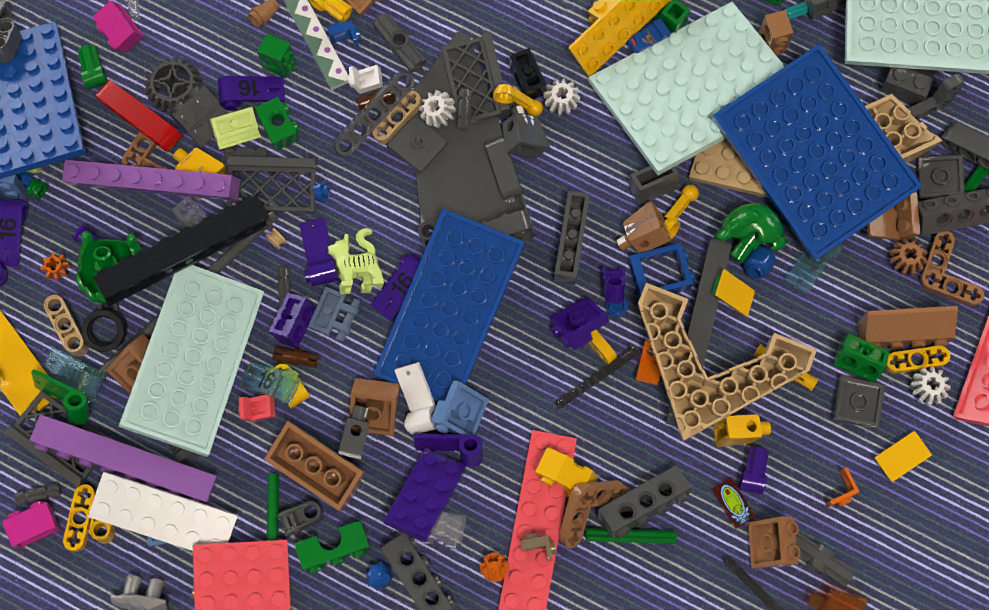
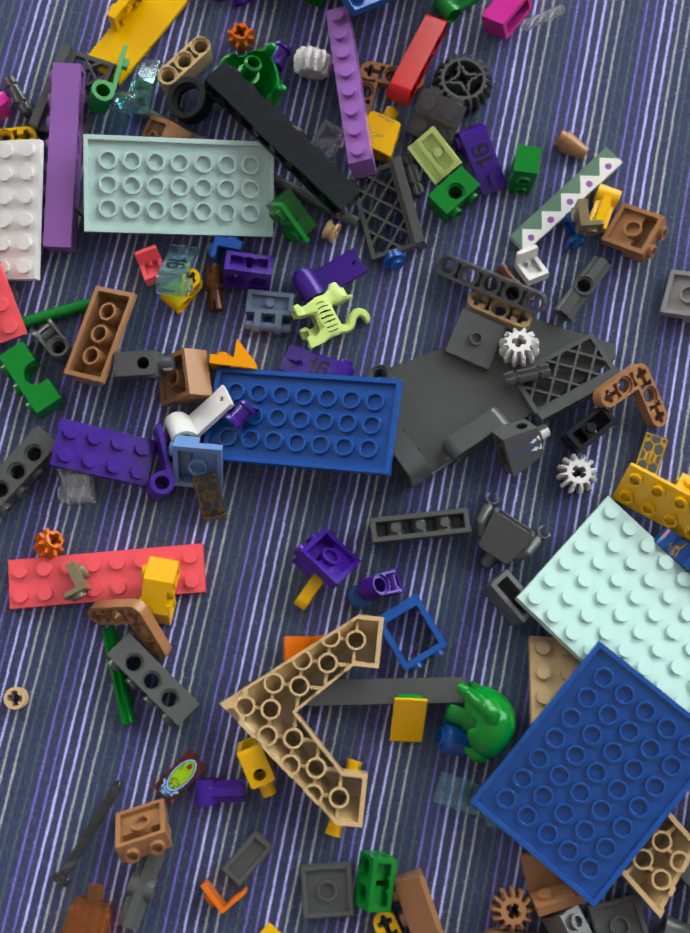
camera: 75 degrees right, 5 degrees up
(107, 208) = (312, 62): none -> white gear
(254, 267) = (291, 216): none -> green bracket
(259, 334) = (223, 244): none -> blue bracket
(284, 286) = (287, 254): dark grey axle -> none
(341, 21) = (583, 225): none -> dark tan bracket
(373, 350) = (240, 360): none -> light orange slope
(379, 576) = (14, 432): blue piece -> none
(428, 358) = (241, 414): none -> dark purple bush
(493, 410) = (209, 497): none -> clear smoke tile
(496, 22) = (652, 408): none -> medium nougat beam
(507, 94) = (555, 412): yellow piece -> none
(560, 33) = (651, 452): none -> dark grey tile
(599, 170) = (504, 536): none -> dark grey torso
(600, 375) = (278, 597): clear smoke bar -> none
(644, 230) = (451, 602): medium nougat torso -> none
(689, 194) = (465, 630): yellow piece -> none
(816, 463) = (247, 857): none -> dark grey tile

